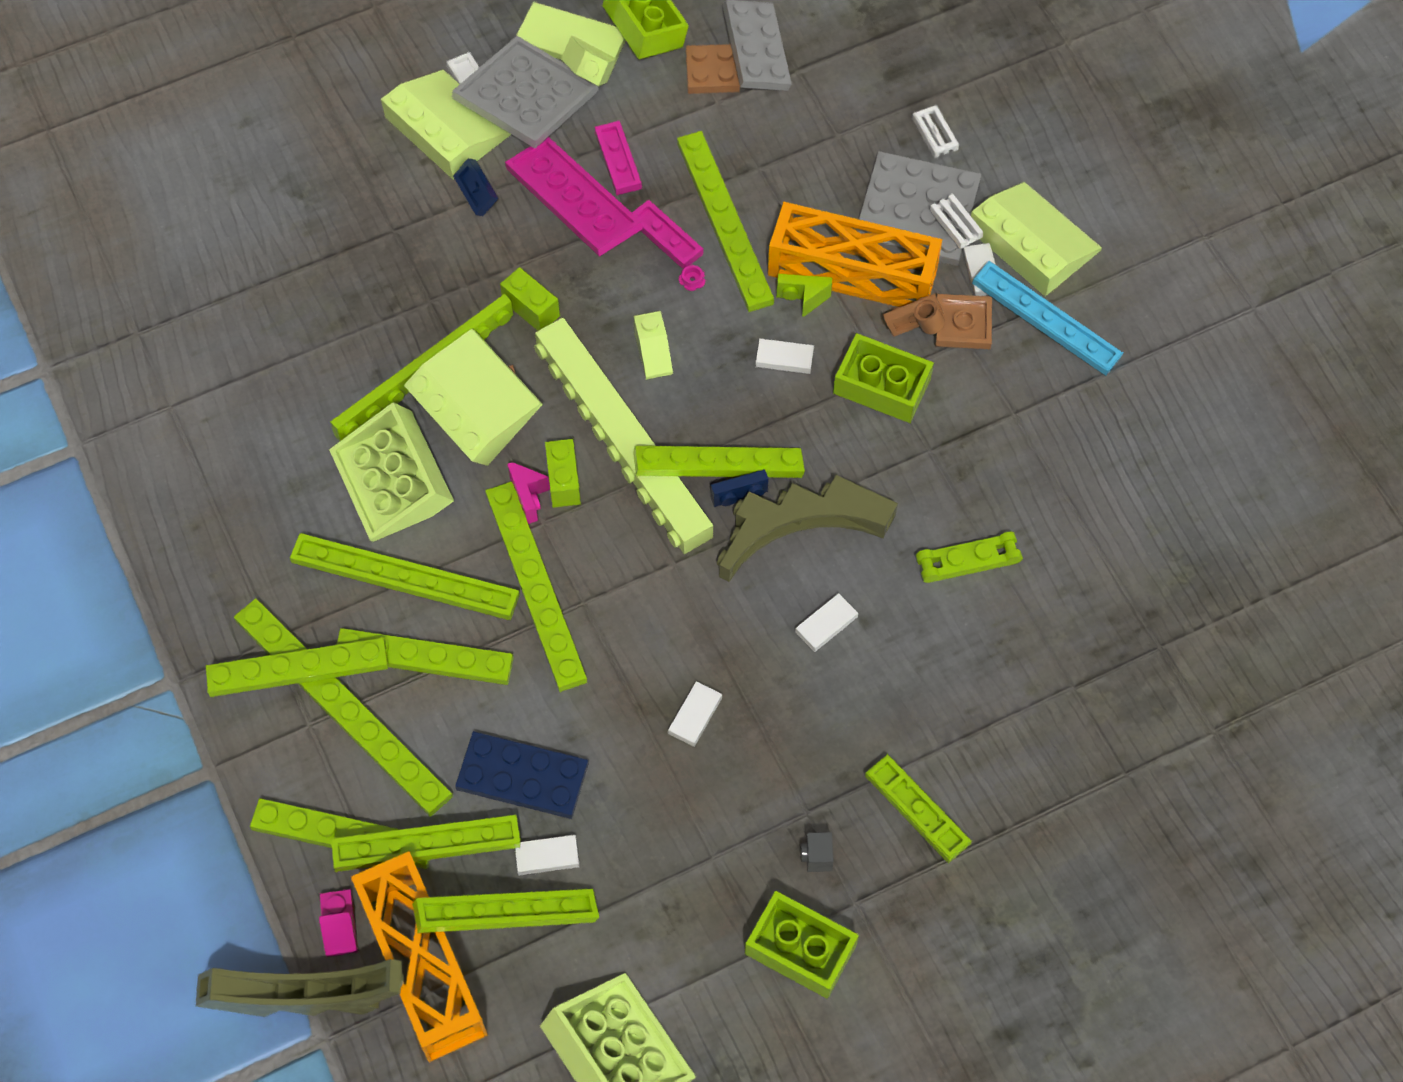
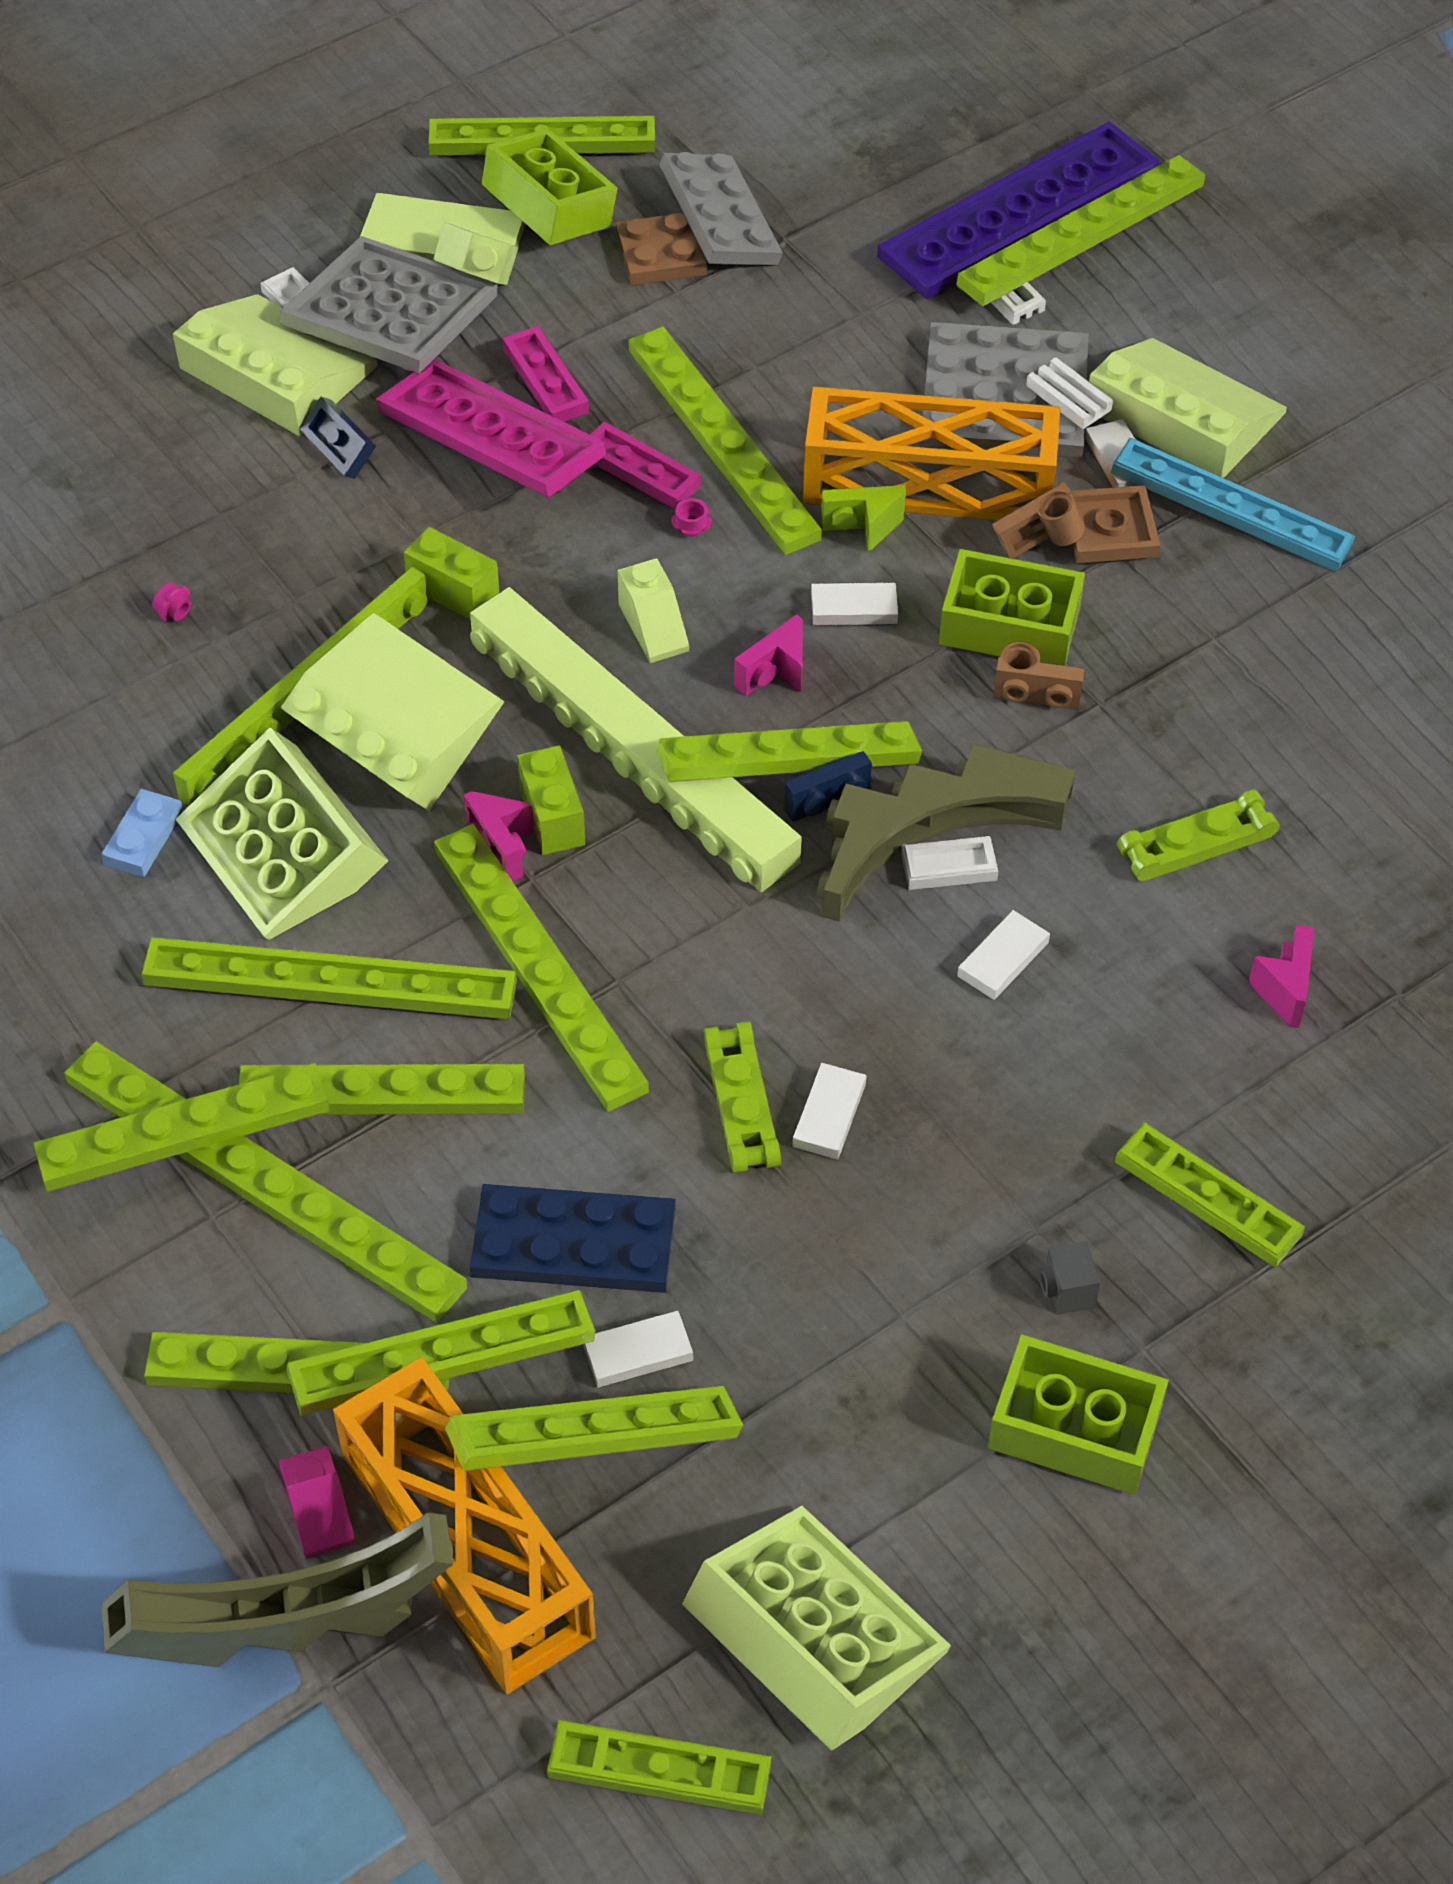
camera: 10 degrees left, 10 degrees down
(307, 456) = (142, 833): none -> light blue plate
(351, 294) = (172, 602): none -> dark pink plate
(642, 696) = (741, 1098): none -> lime plate
(727, 387) = (775, 654): none -> dark pink slope
(806, 552) = (949, 863): none -> white tile
(889, 433) = (1025, 679): none -> medium nougat plate
(956, 70) = (1014, 208): none -> dark purple plate
(994, 93) = (1080, 230): none -> lime plate
(1000, 670) = (1285, 980): none -> dark pink slope

